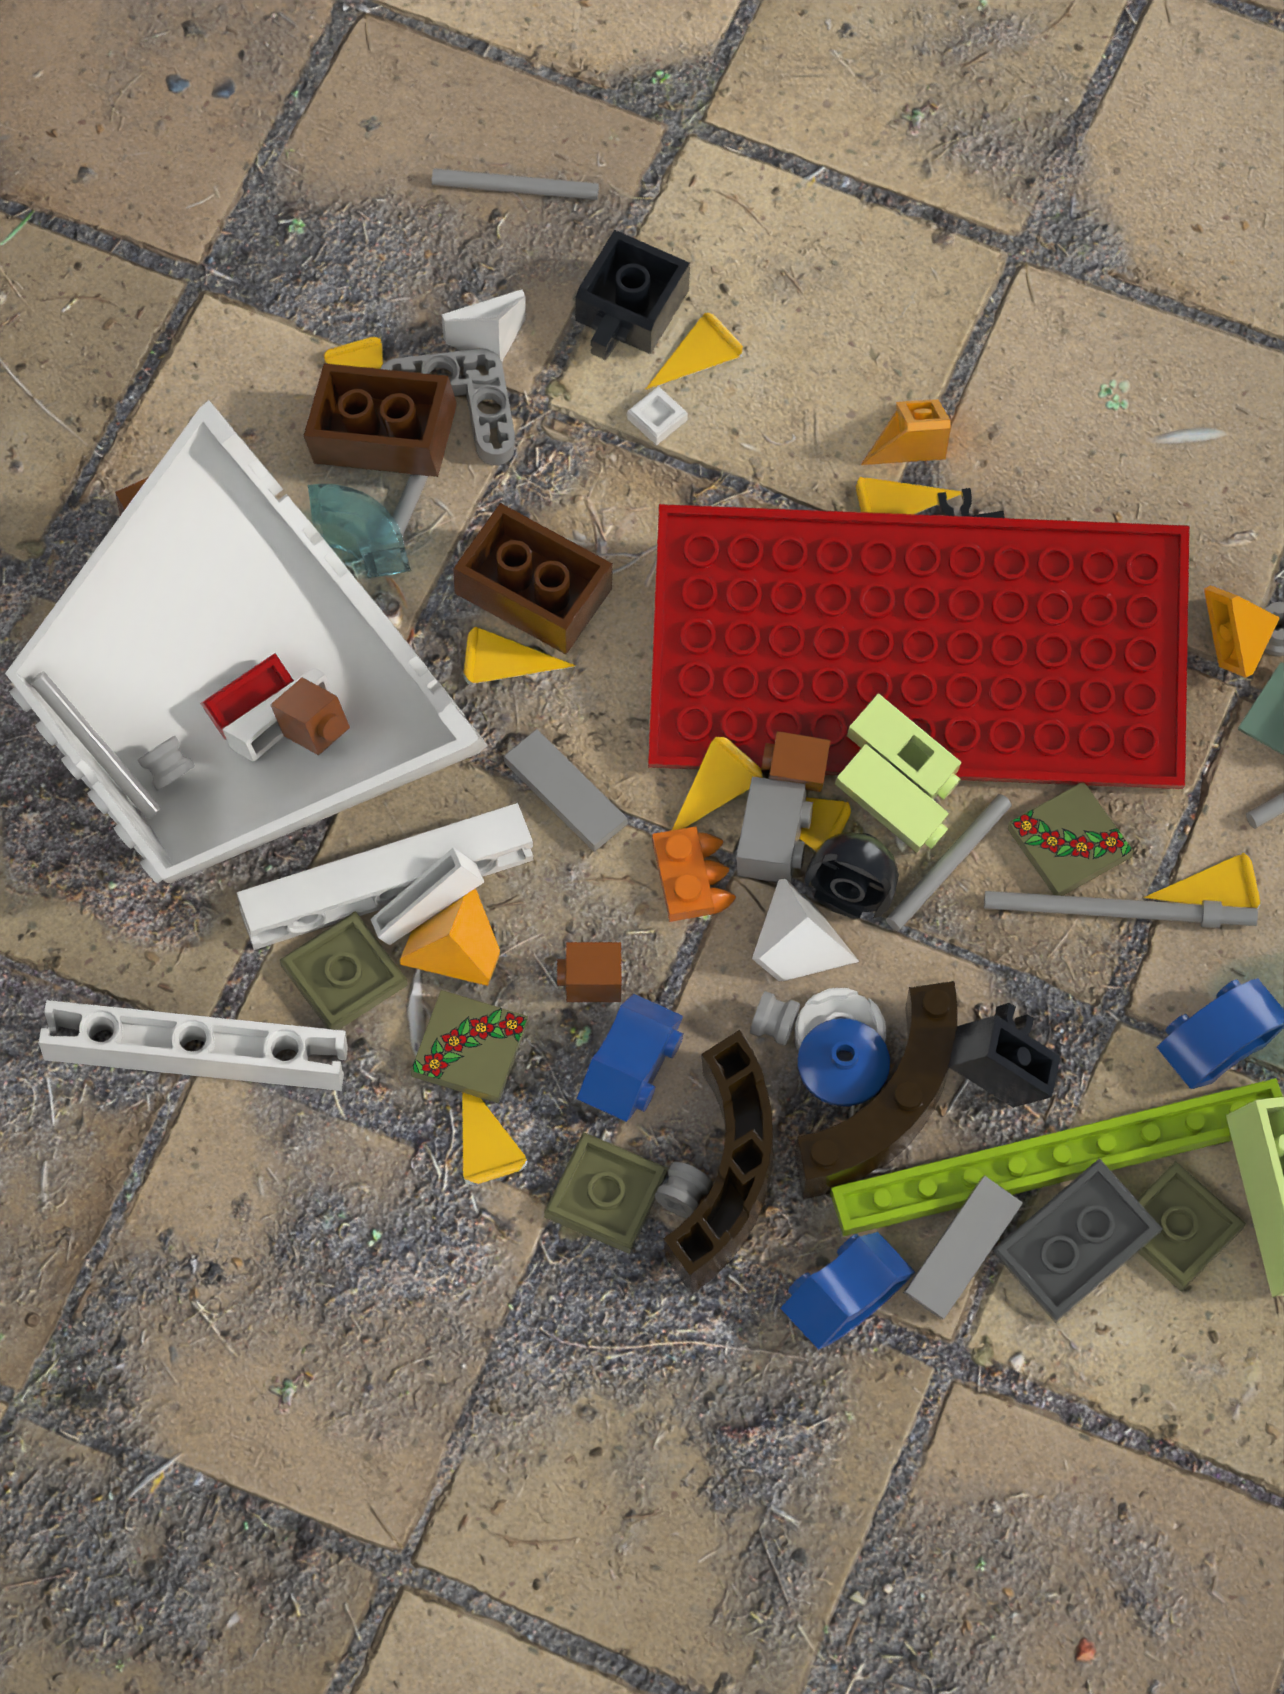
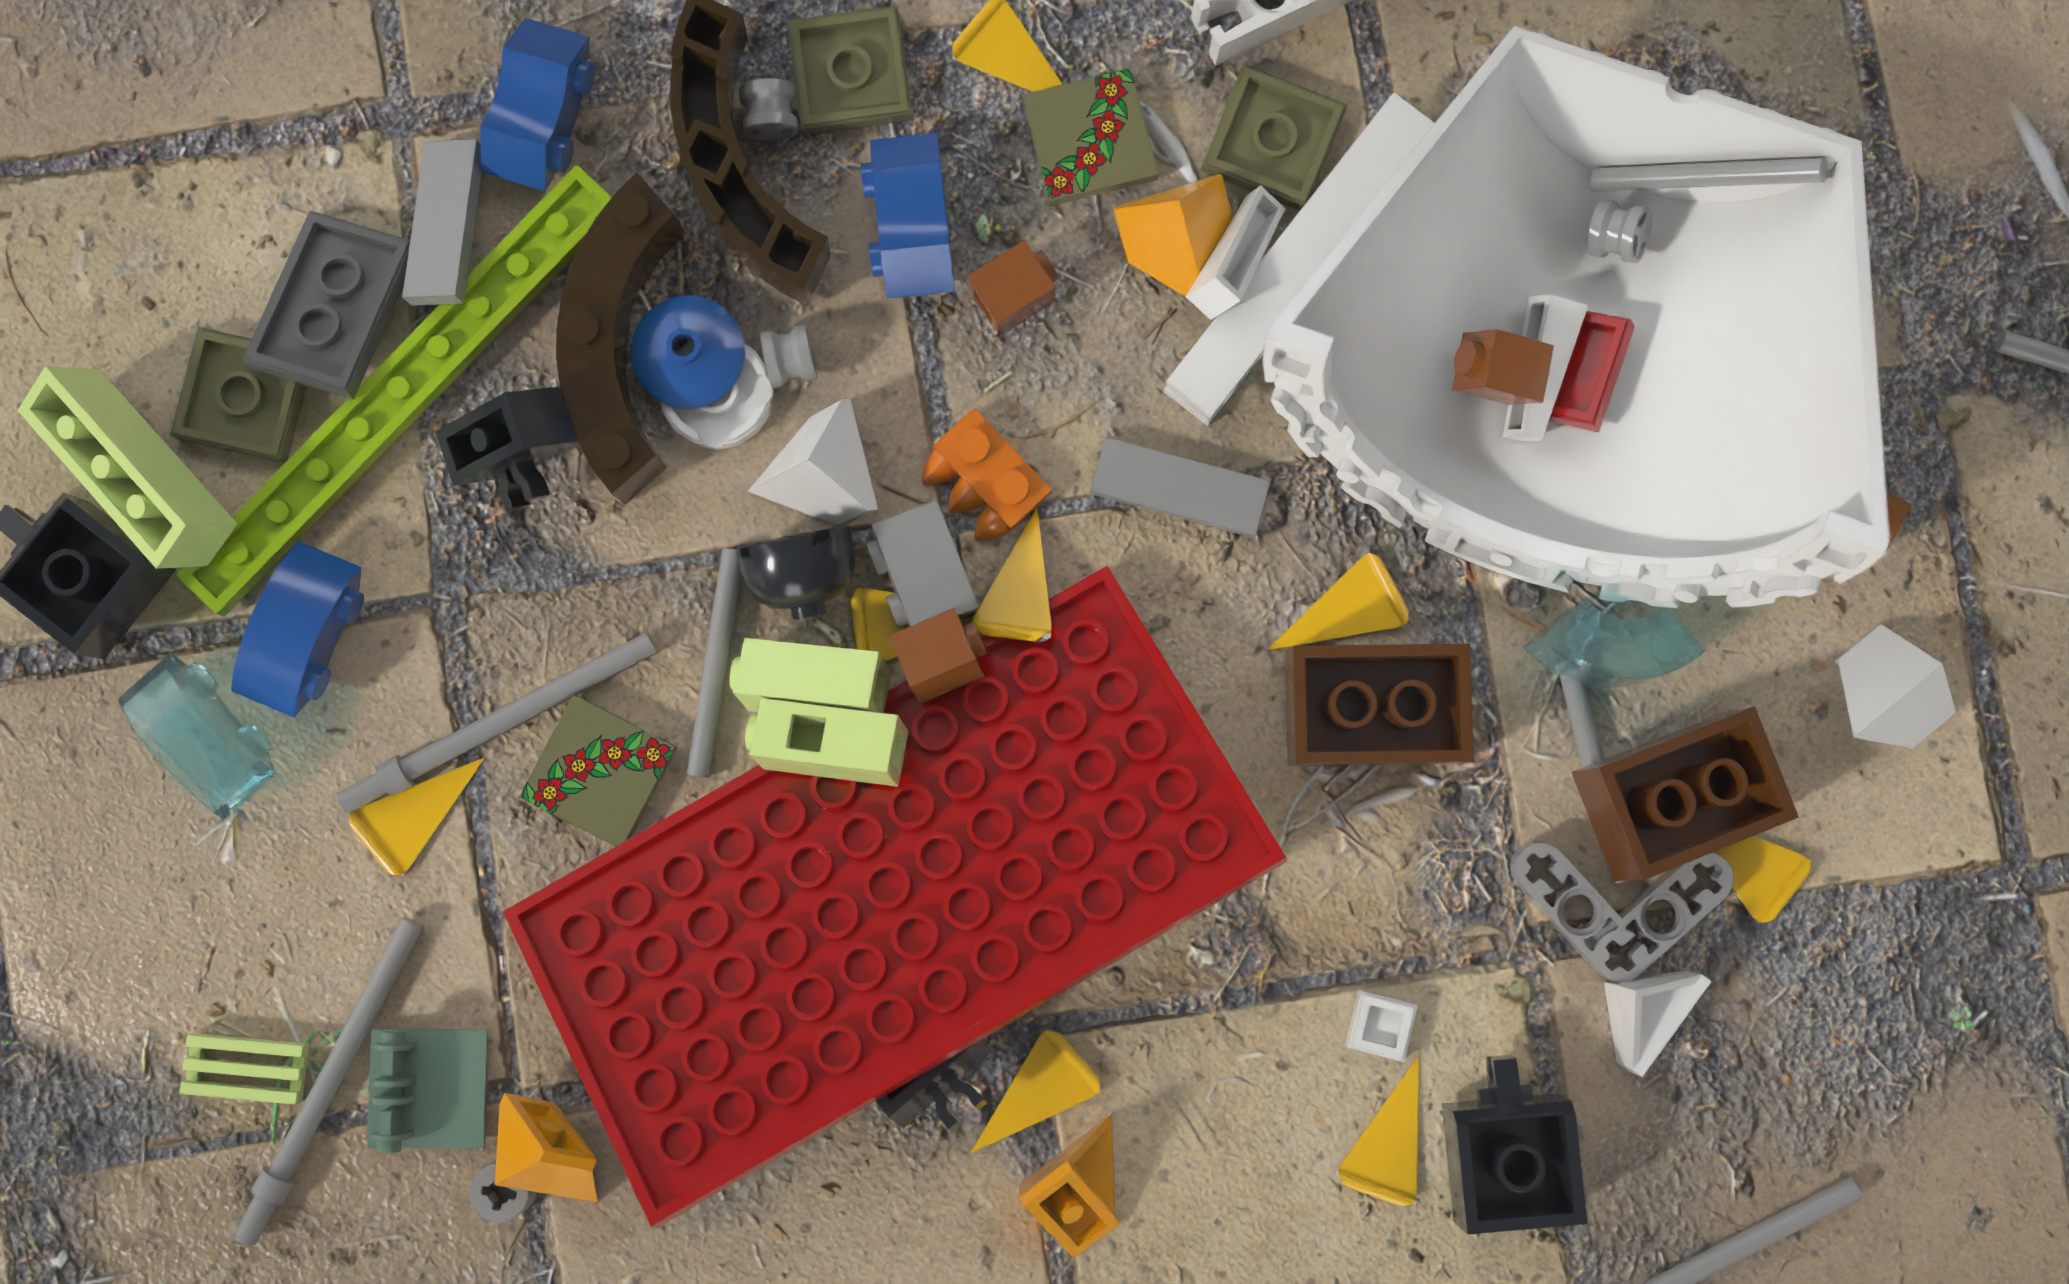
camera: 150 degrees right, 20 degrees up
(189, 396) = (1893, 689): none -> white slope

